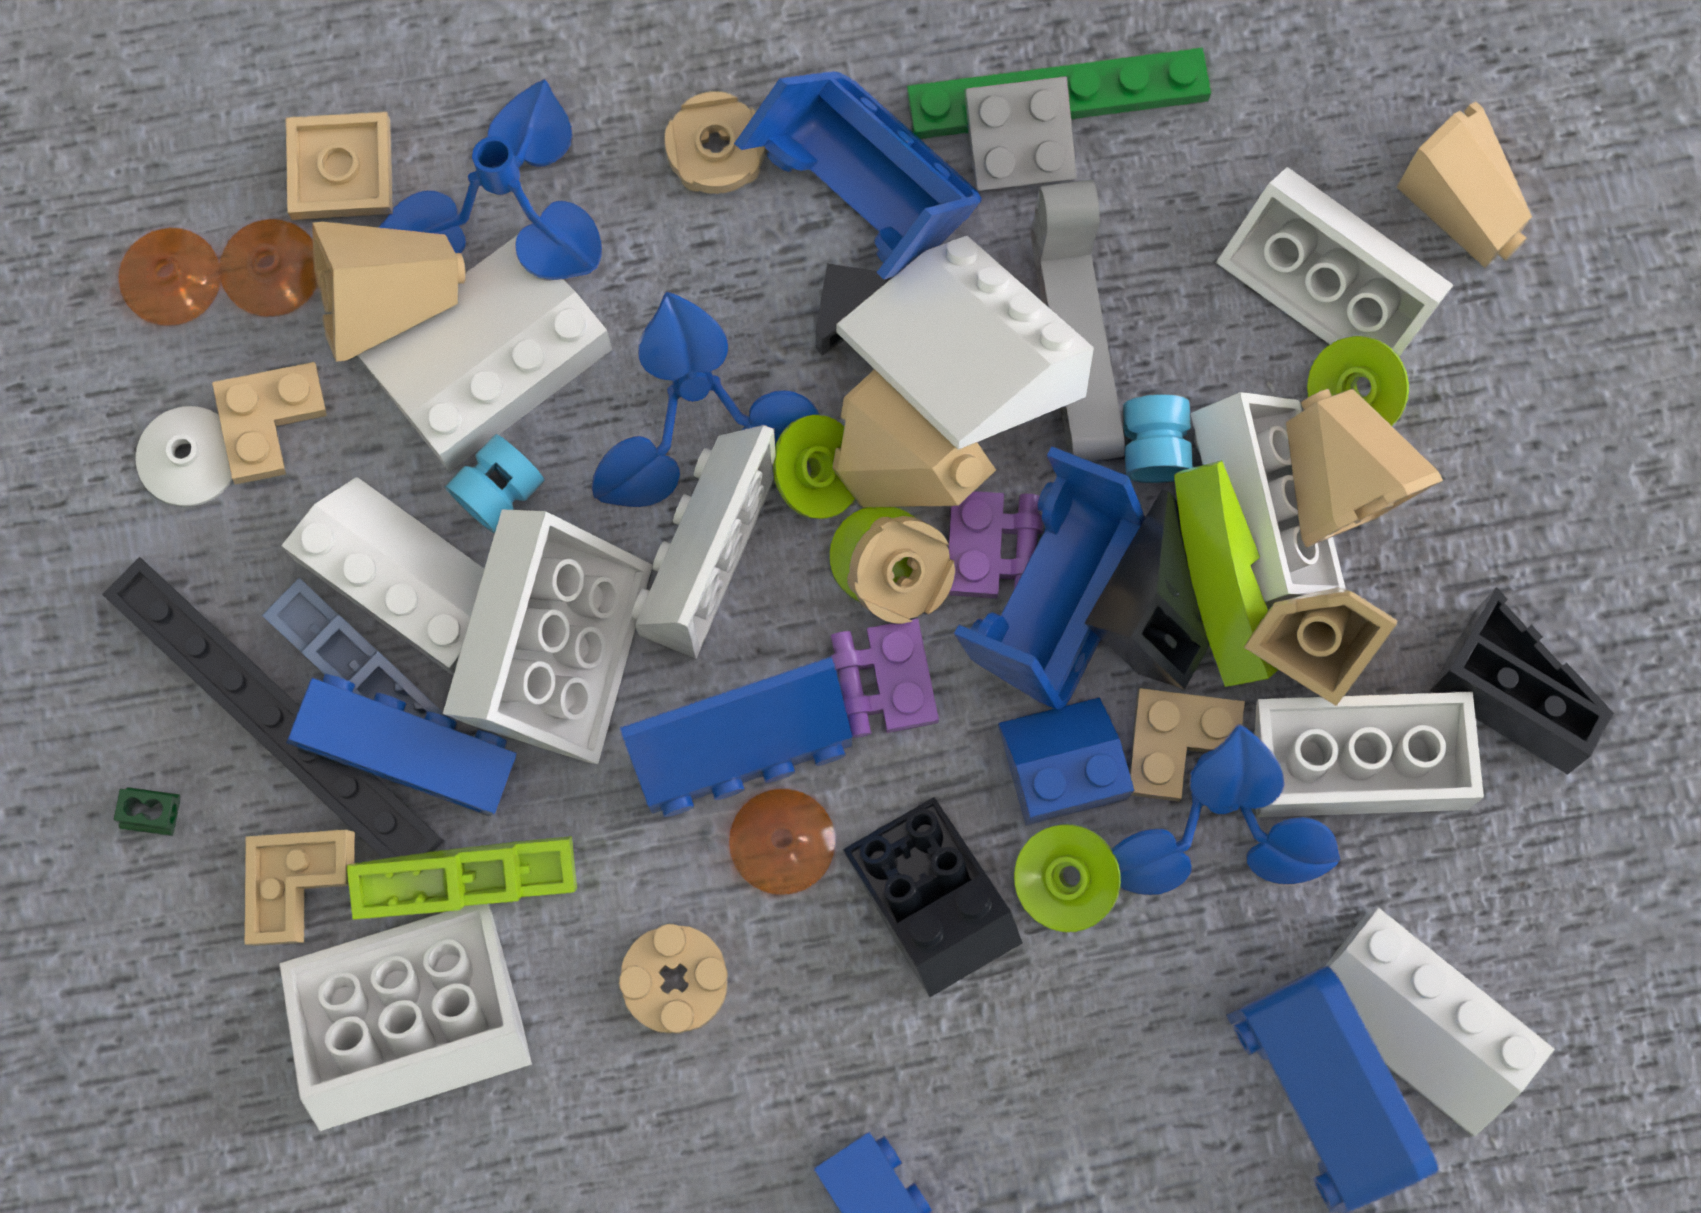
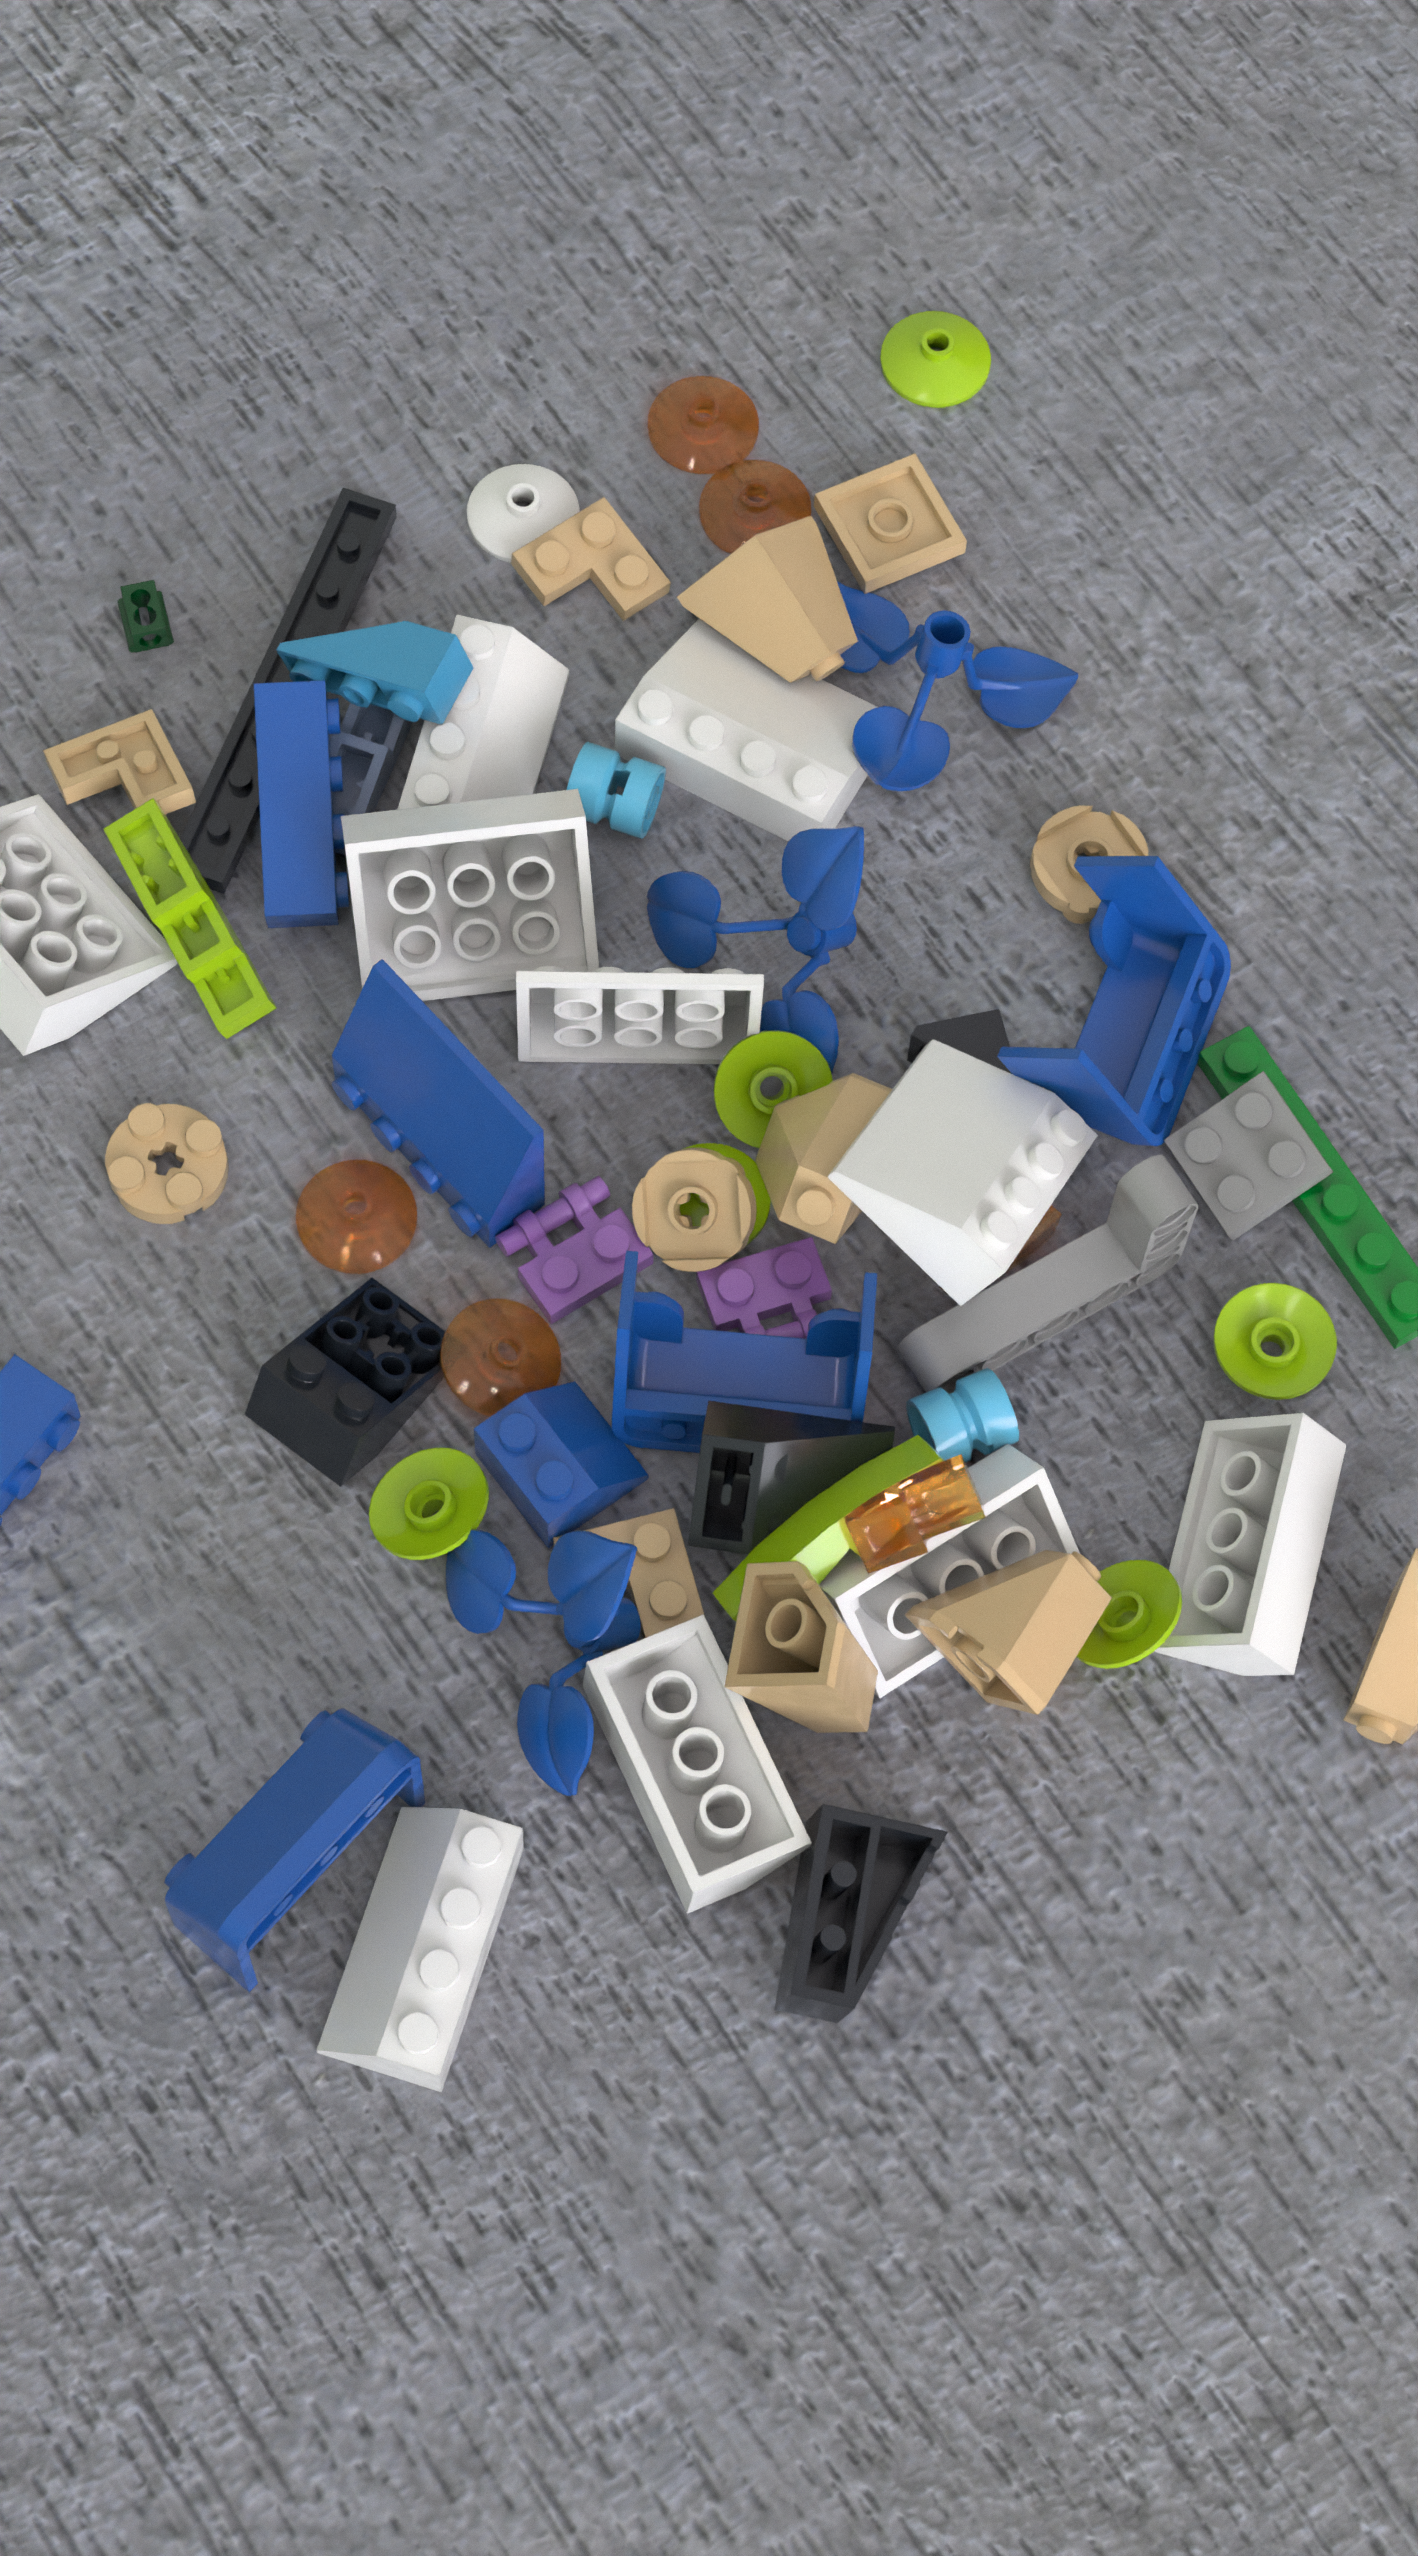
camera: 65 degrees right, 10 degrees down
(199, 85) = (934, 376): none -> lime dish
(315, 617) = (388, 665): none -> dark azure slope
(949, 792) = (475, 1366): none -> clear orange dish
(1184, 161) = (1279, 1316): none -> lime dish
(1249, 522) = (921, 1506): none -> clear orange slope

